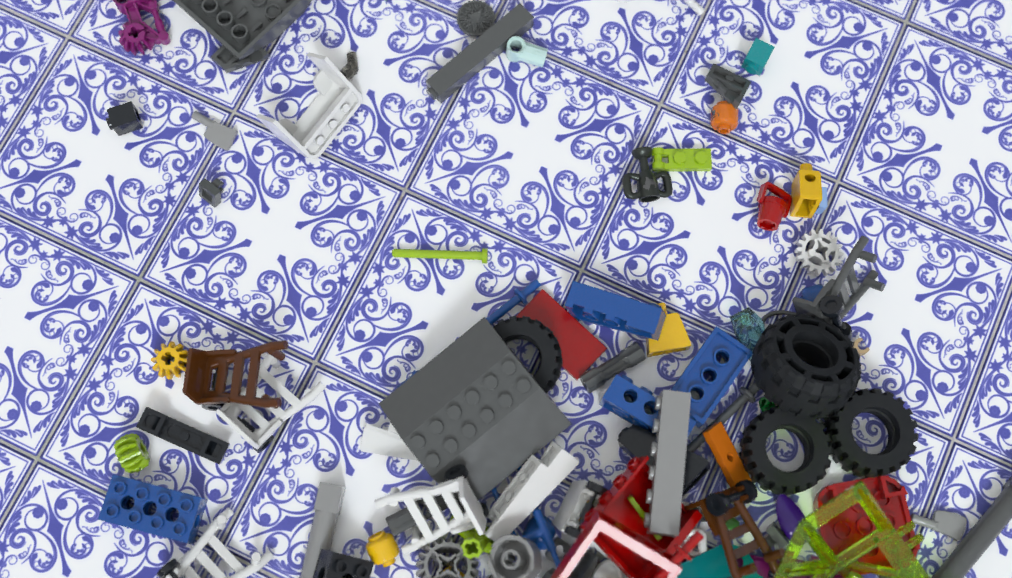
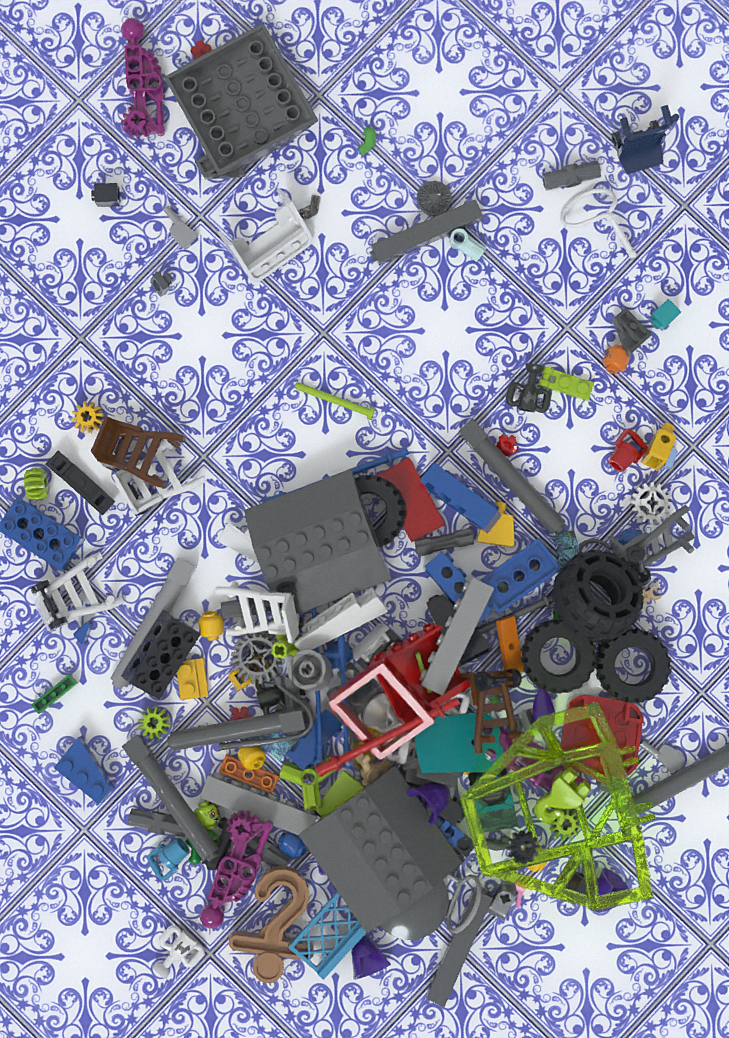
camera: 25 degrees right, 10 degrees up
(609, 246) = (479, 442): none -> dark grey brick
(643, 241) = (507, 444): none -> red plant

